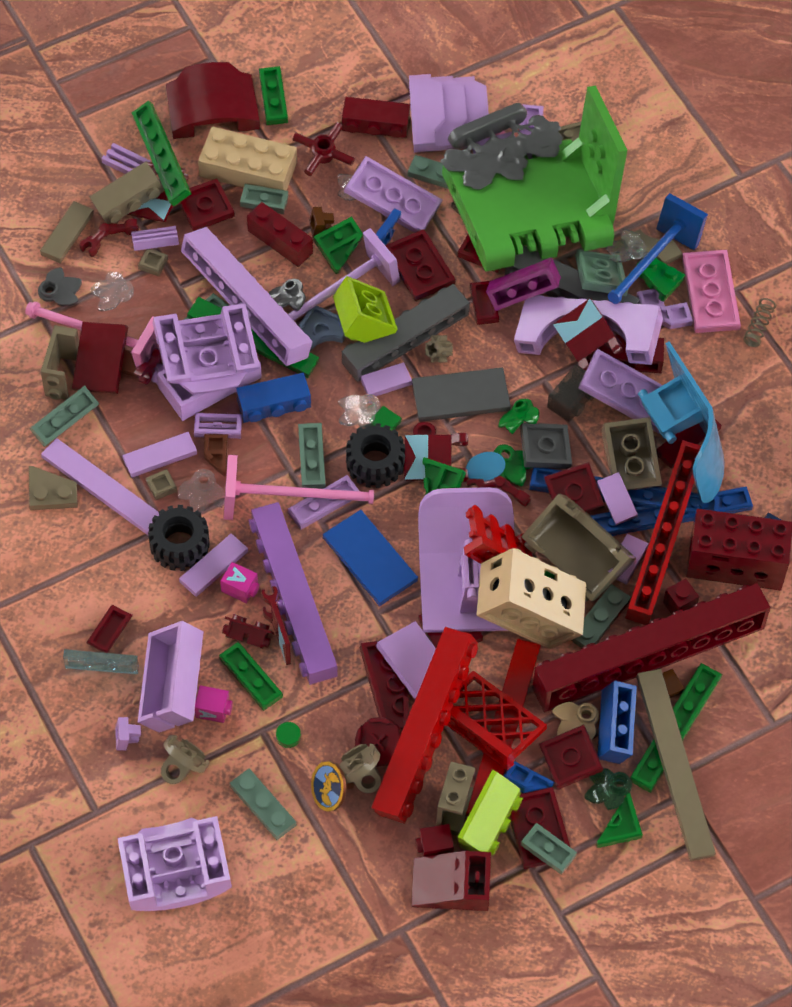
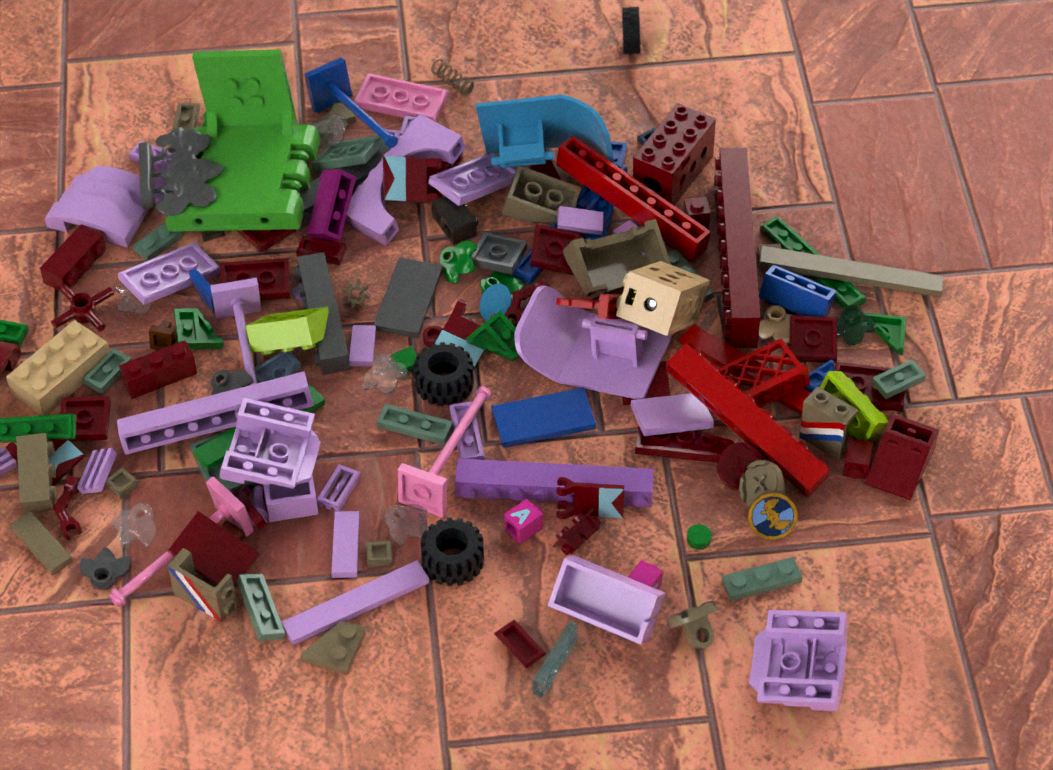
camera: 65 degrees left, 10 degrees down
(126, 733) = (643, 663): lavender tile -> none
(213, 565) = (495, 545): lavender tile -> none
(216, 451) = (367, 498): copper tile -> none
(251, 676) = (624, 546): green tile -> none
(273, 398) = (337, 431): blue brick -> none
(662, 278) = (357, 128): green wing -> none

